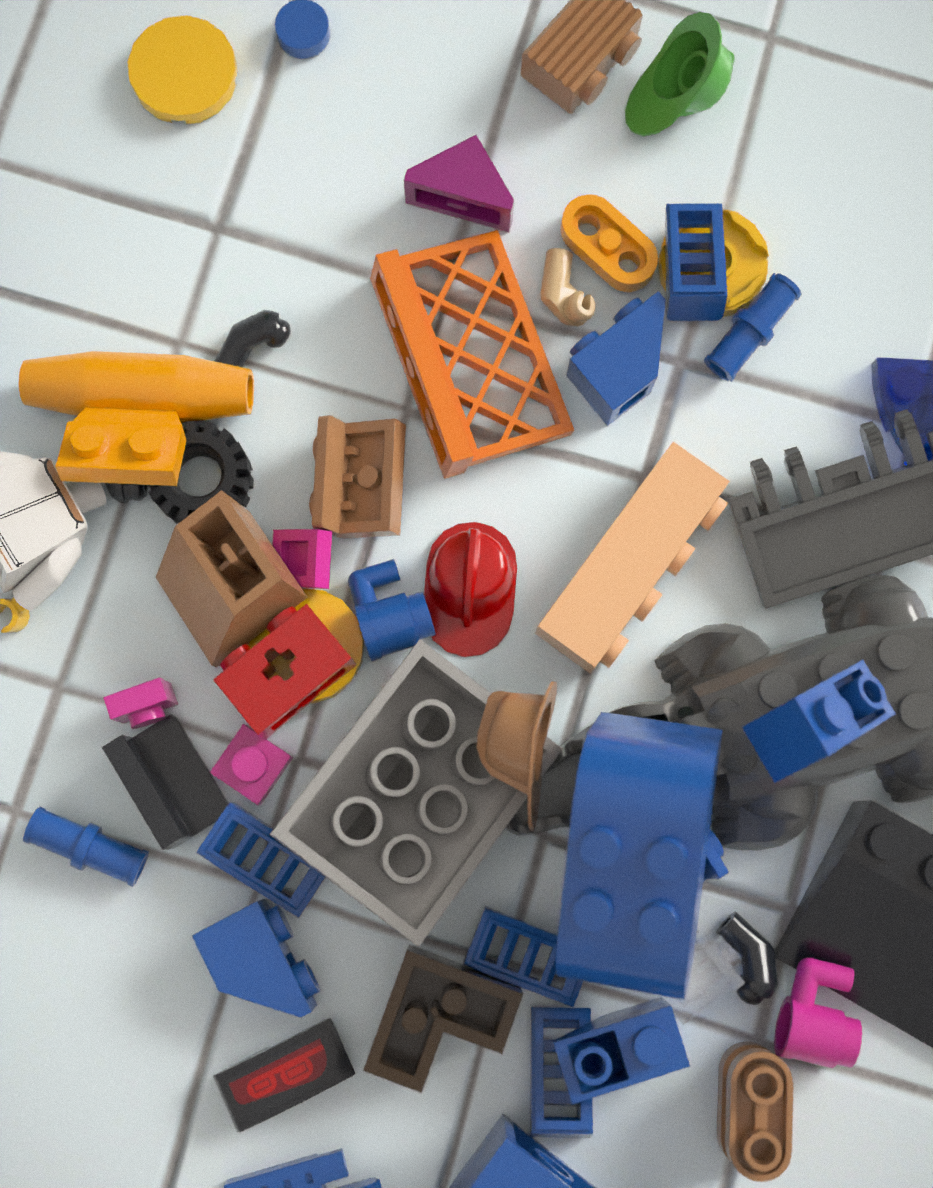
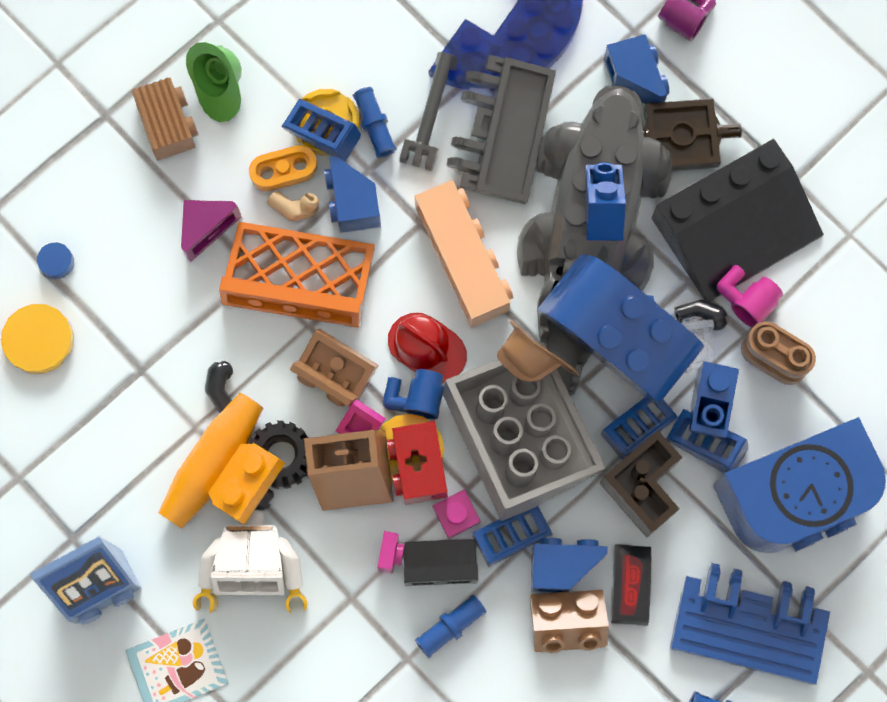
camera: 60 degrees left, 5 degrees down
(183, 1013) = (569, 621): none -> medium nougat bracket
(756, 411) = (444, 63): none -> dark grey hinge

